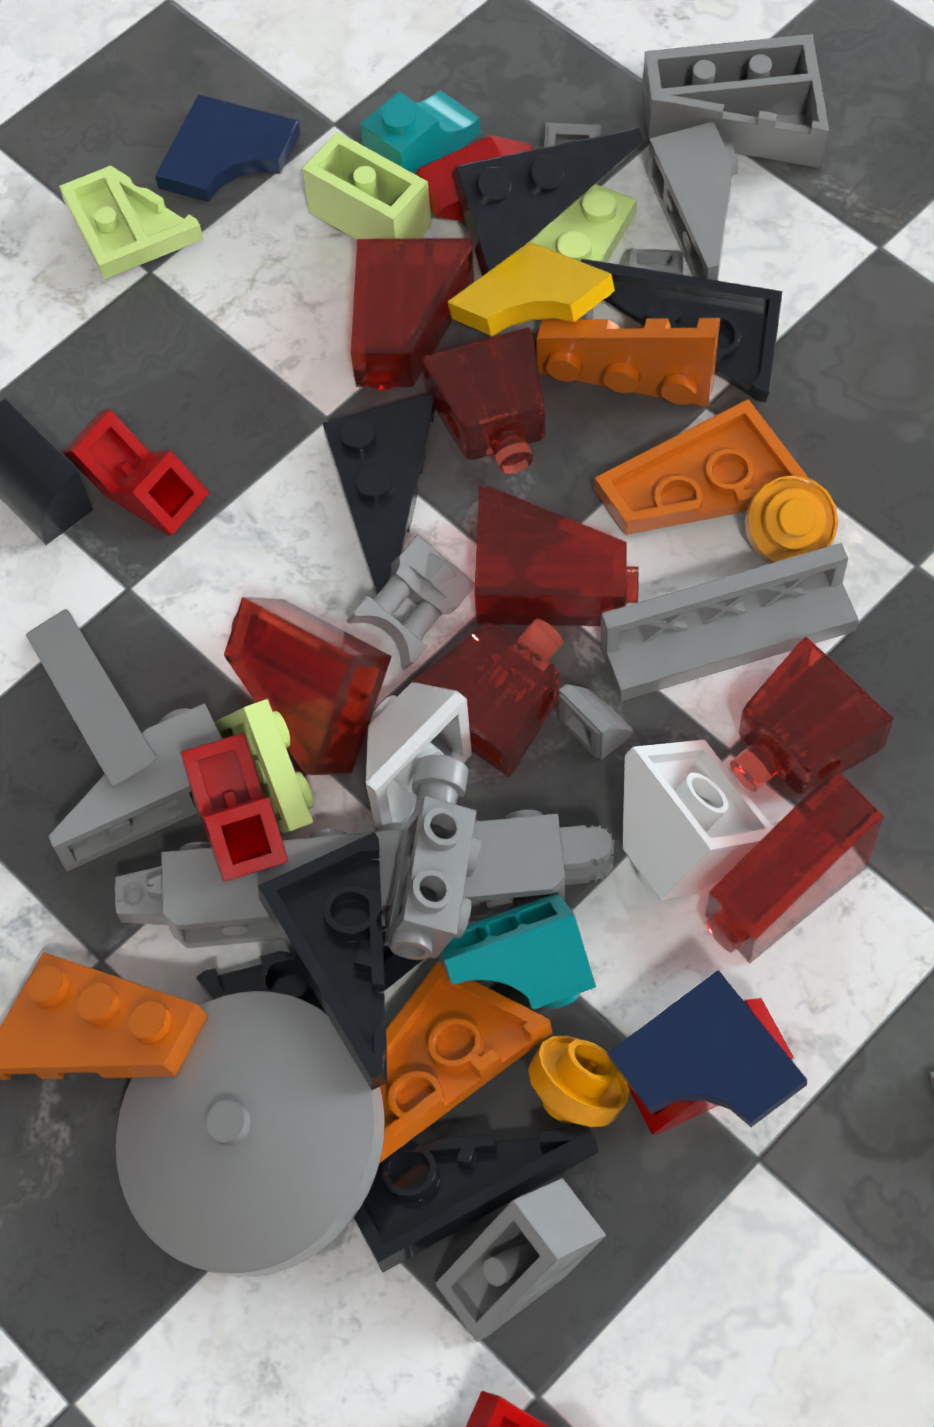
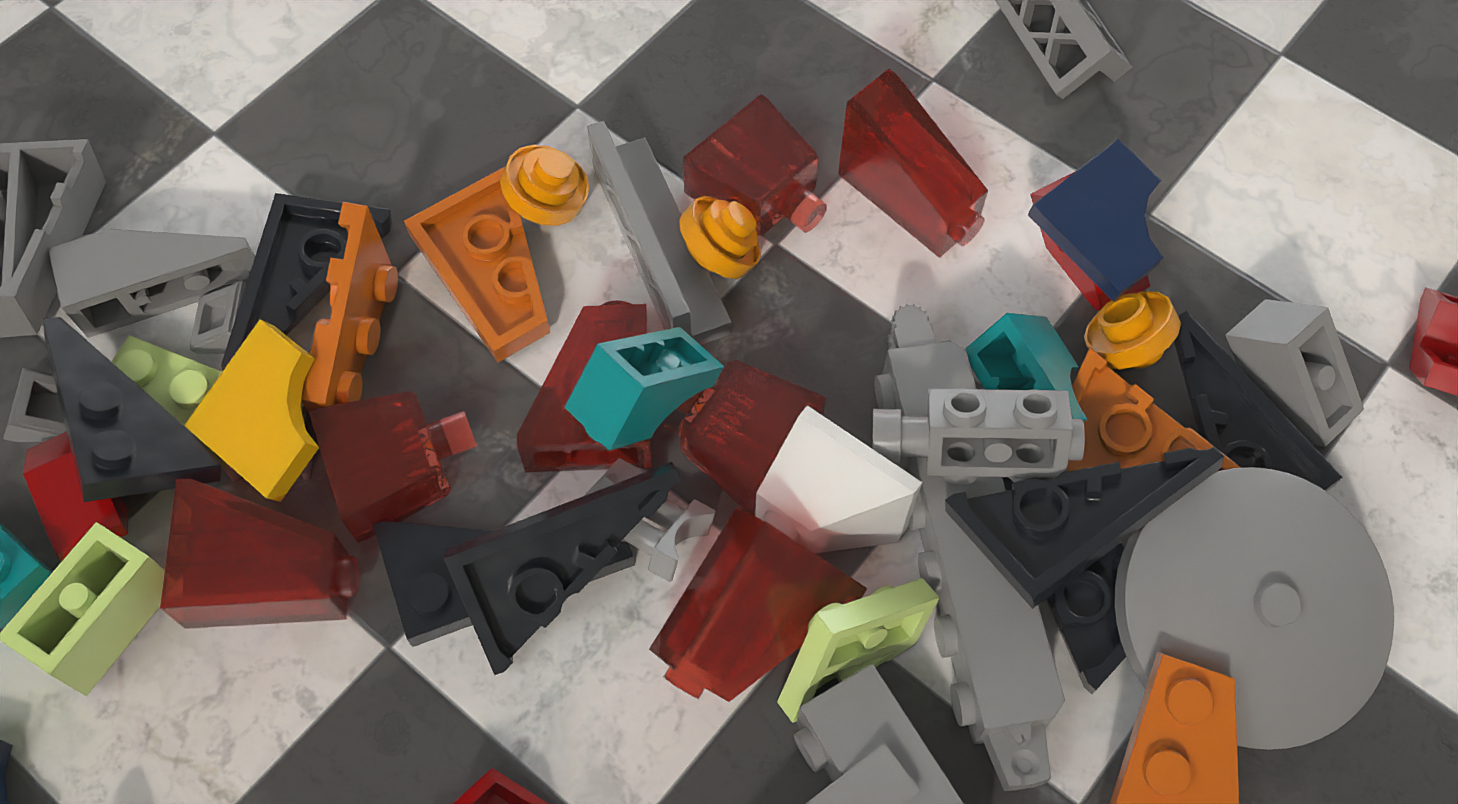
camera: 100 degrees left, 0 degrees up
(233, 807) = (934, 652): red slope -> none
(359, 501) = (528, 569): none -> black wing
(518, 575) = (638, 383): none -> teal arch
(592, 720) = (767, 342): light grey slope -> none
(685, 817) = (872, 251): white slope -> none
(715, 678) = (721, 236): none -> light orange plate

